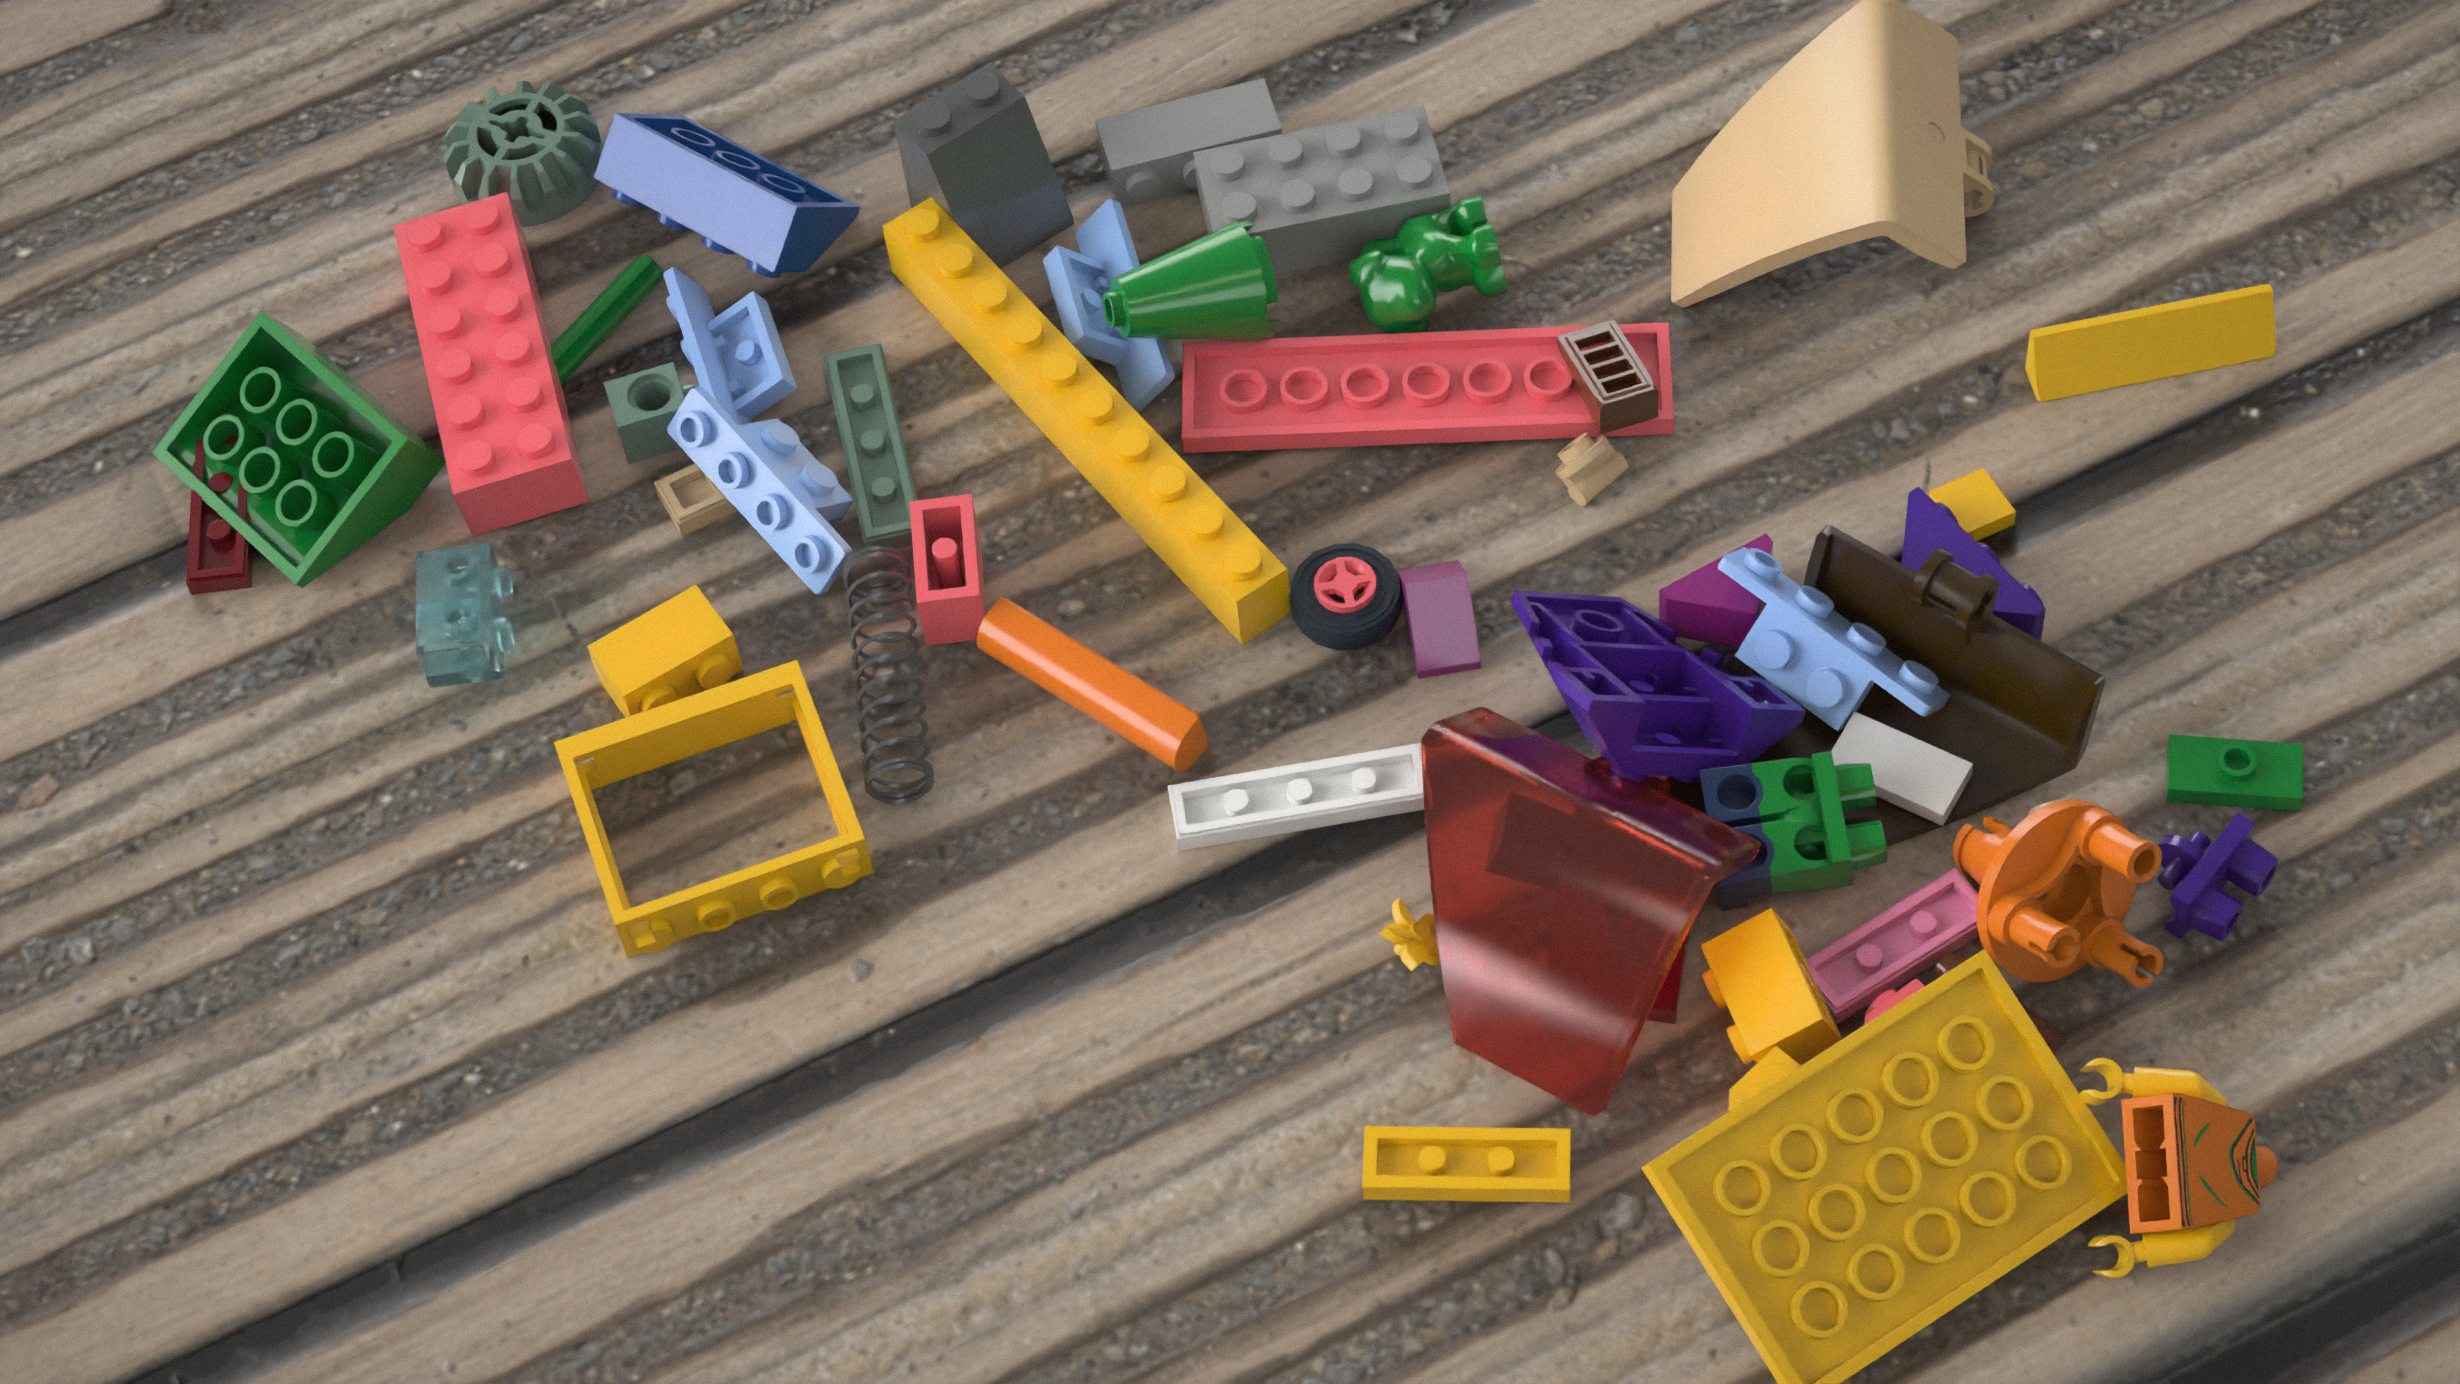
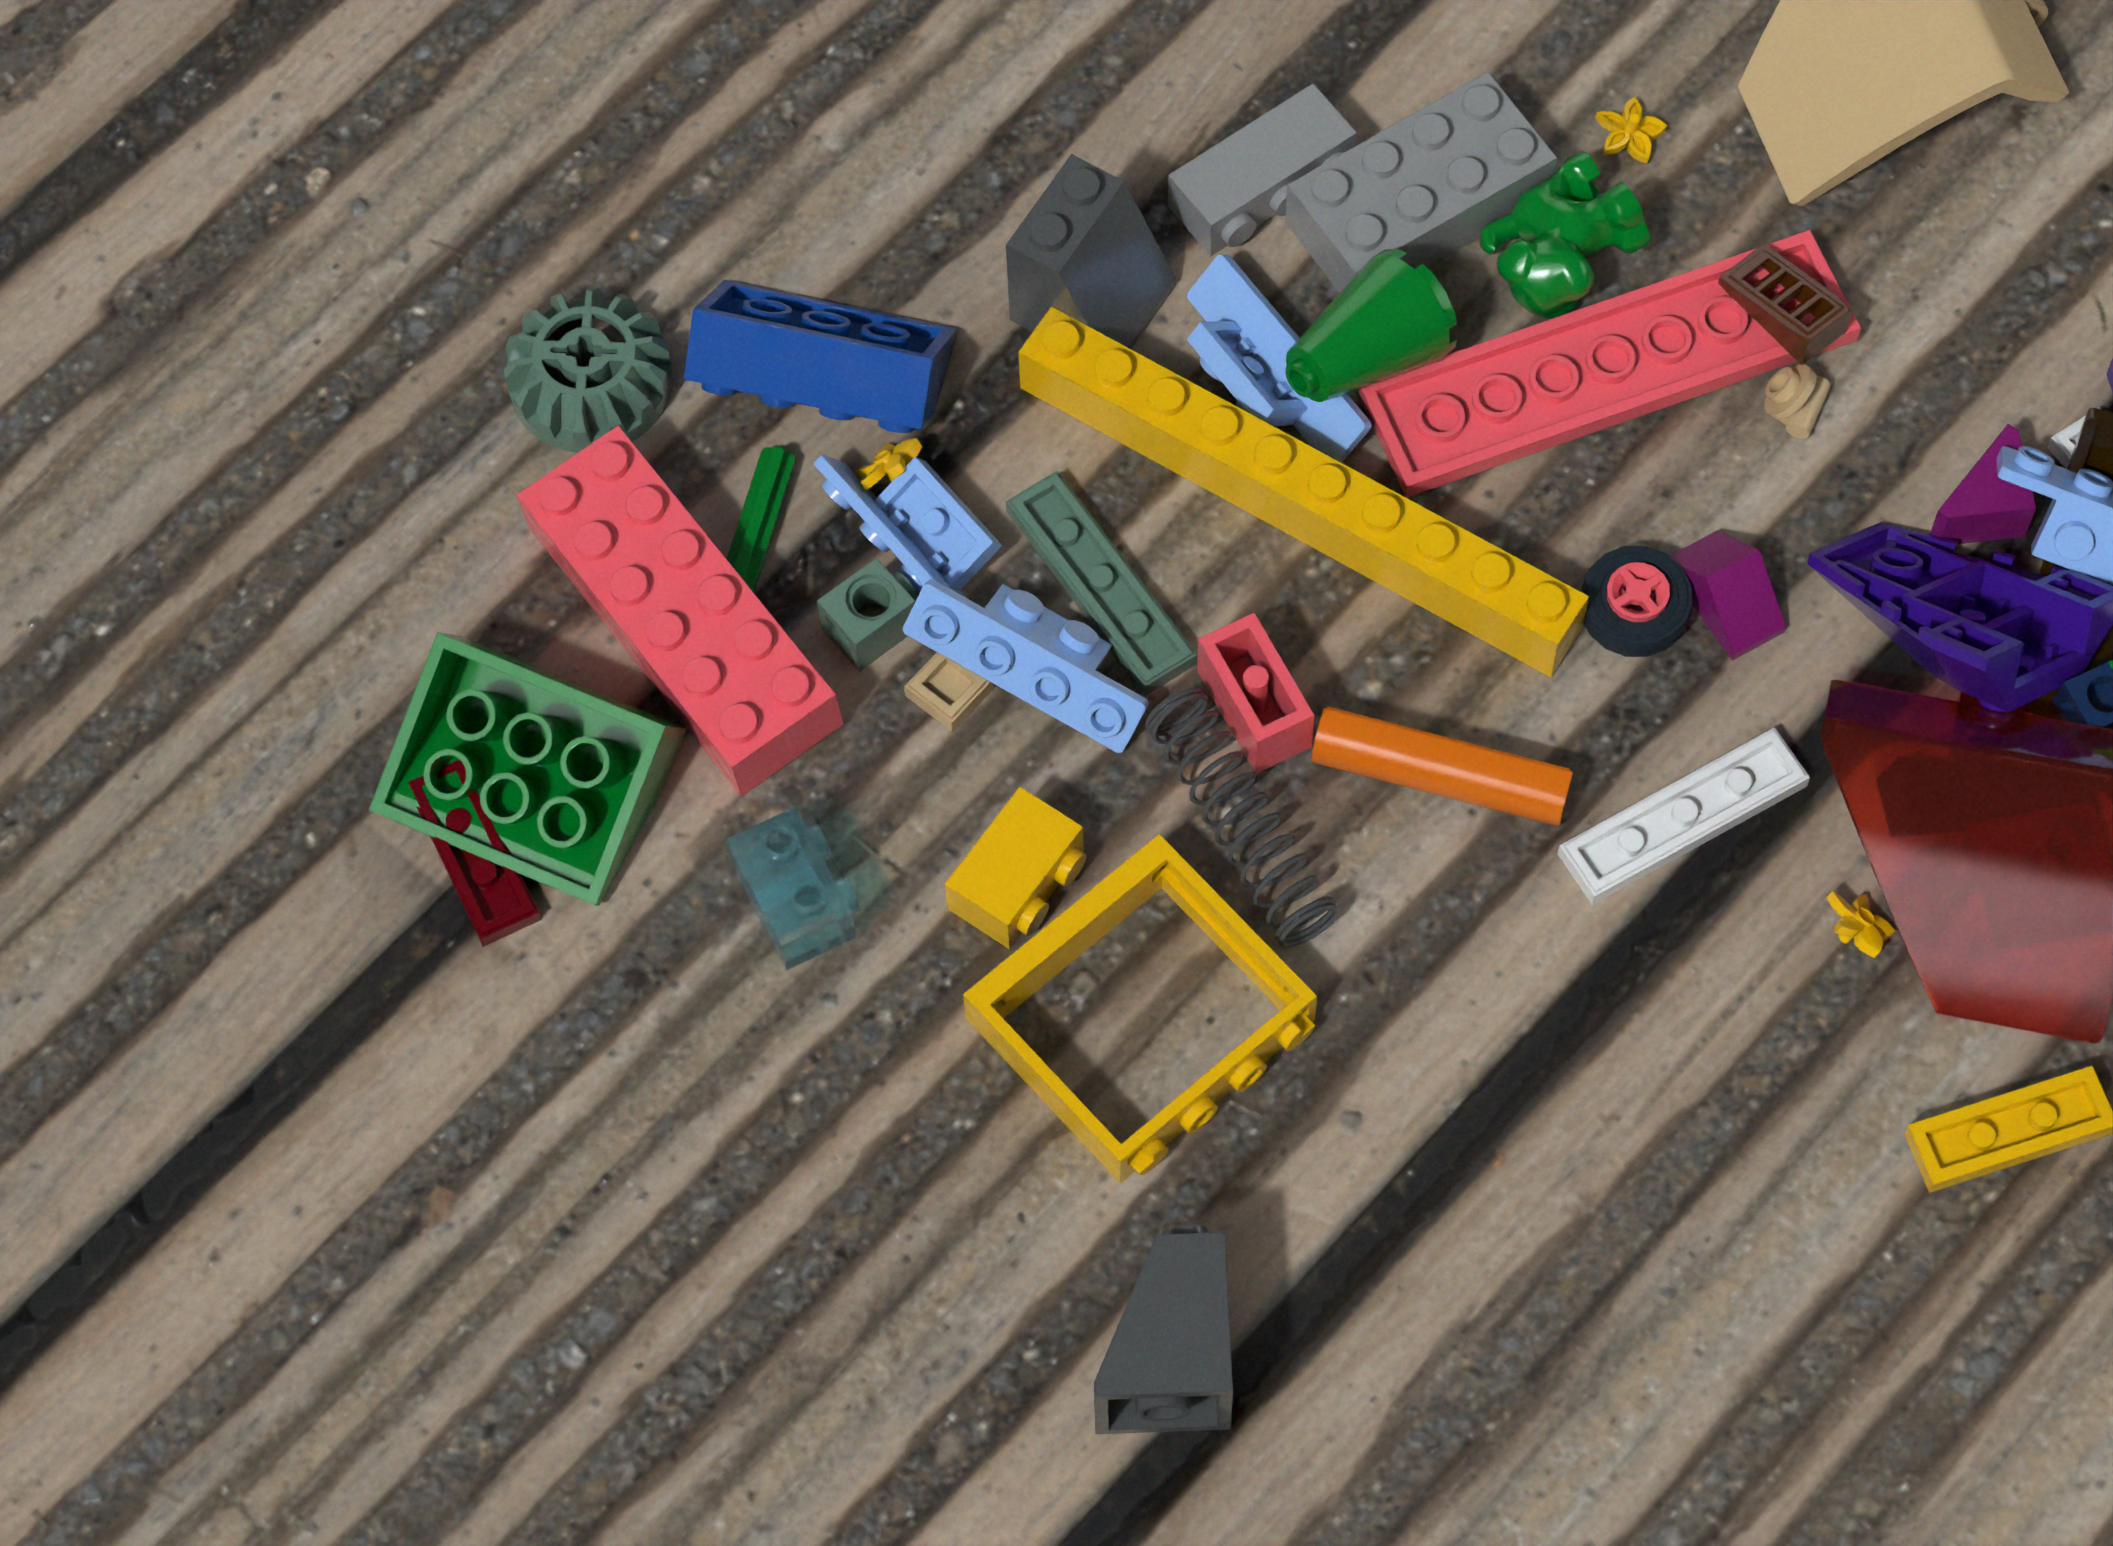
camera: 25 degrees left, 10 degrees up
(577, 1092) = (1172, 1343): none -> dark grey slope
(733, 294) = (889, 461): none -> yellow plant
(1552, 200) = (1630, 131): none -> yellow plant

